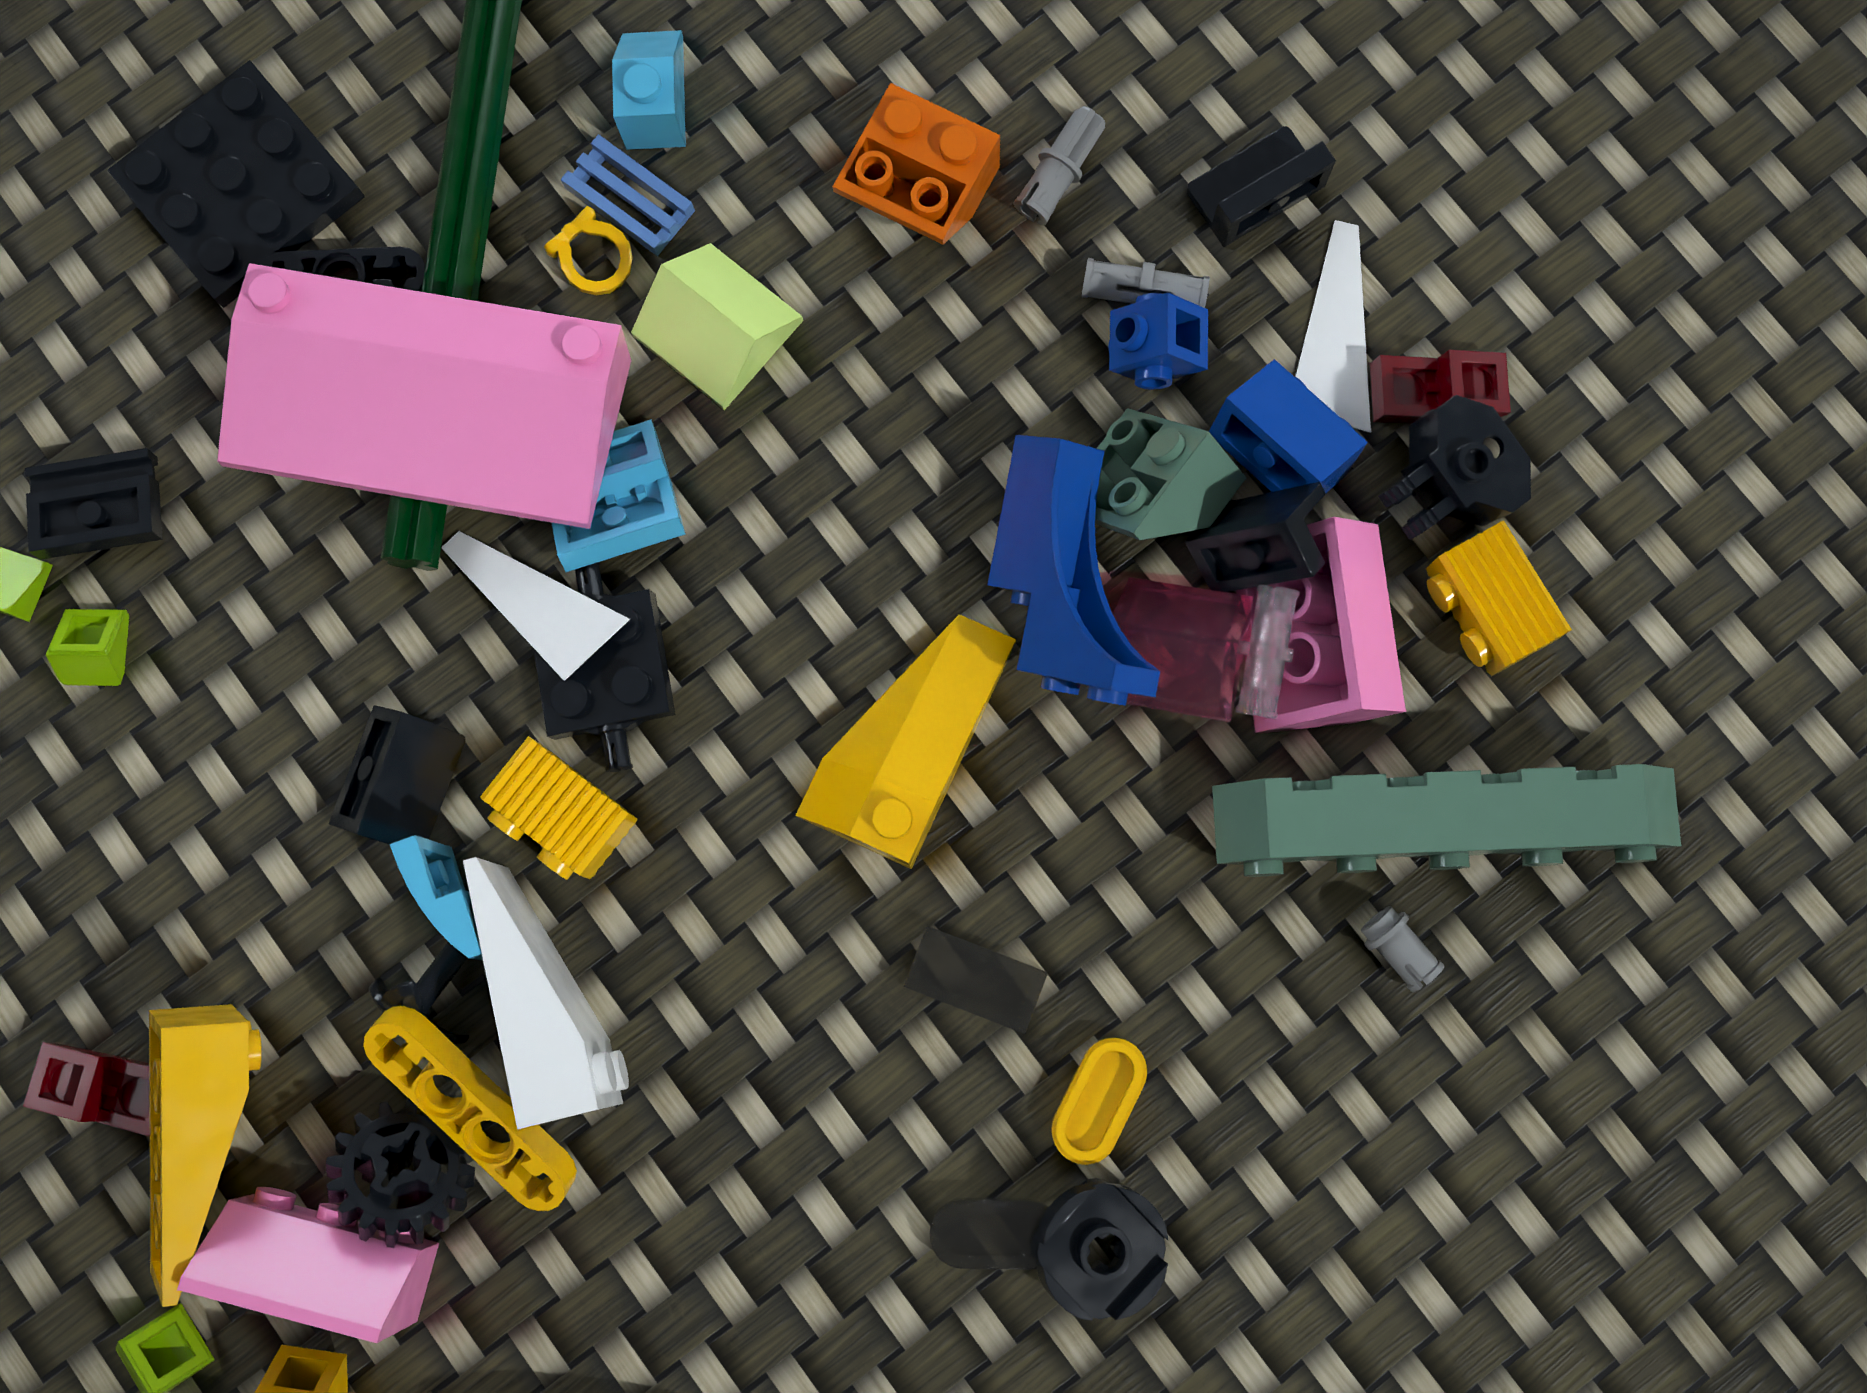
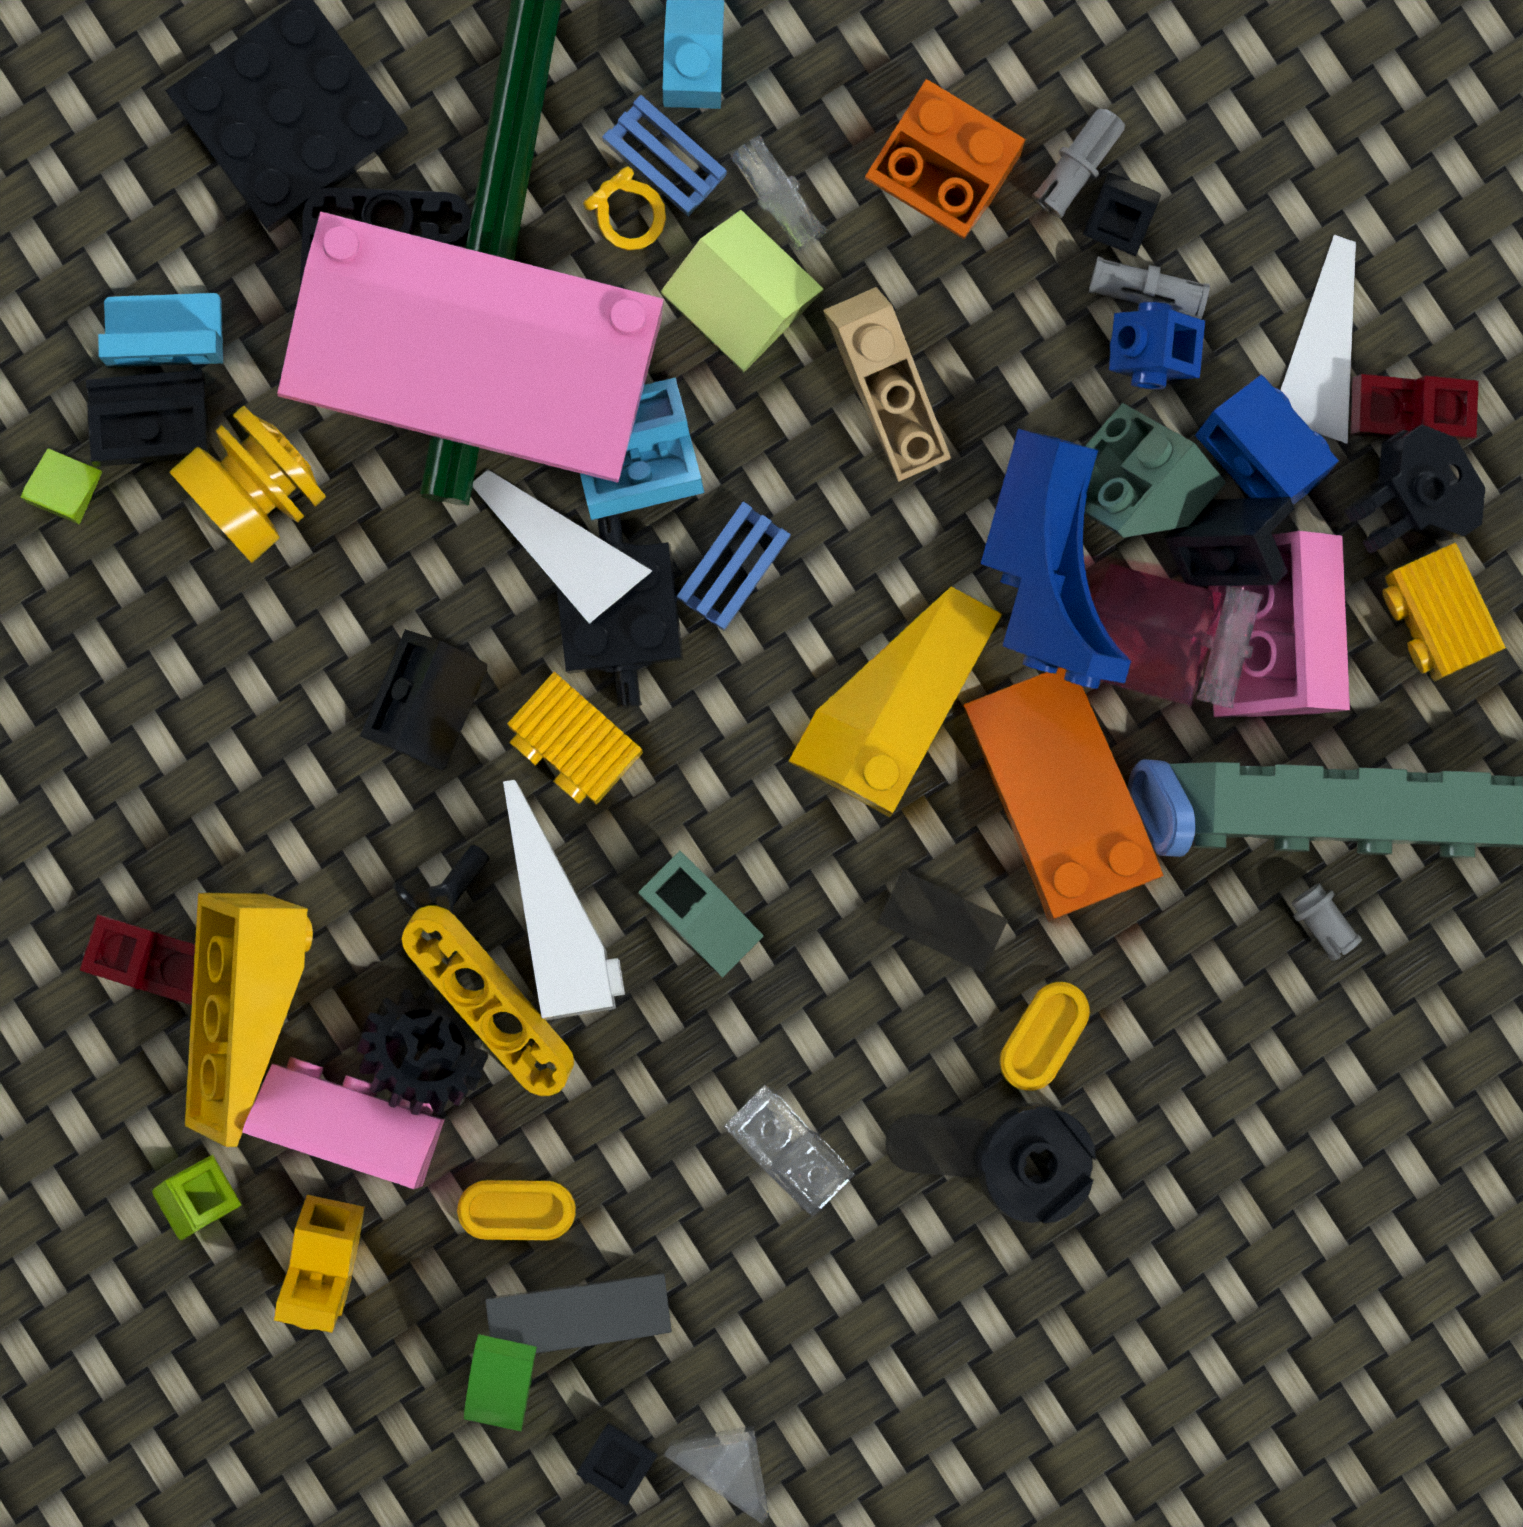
camera: 10 degrees left, 5 degrees up
(90, 647) = (139, 553): lime slope -> none
(108, 415) = (162, 330): none -> medium azure panel
(187, 560) = (249, 483): none -> yellow wheel
(439, 890) = (488, 827): medium azure slope -> none
(520, 1343) = (516, 1210): none -> yellow tile
(702, 599) = (761, 526): none -> medium blue tile
(703, 991) = (701, 913): none -> sand green slope
(748, 222) = (778, 194): none -> clear pin
(820, 1255) = (789, 1150): none -> clear slope
(876, 405) = (887, 382): none -> tan slope
(1098, 828) = (1062, 793): none -> orange slope
(1109, 216) = (1122, 214): none -> black slope
(1208, 835) = (1162, 807): none -> medium blue tile
(1259, 184) = (1264, 194): black panel -> none

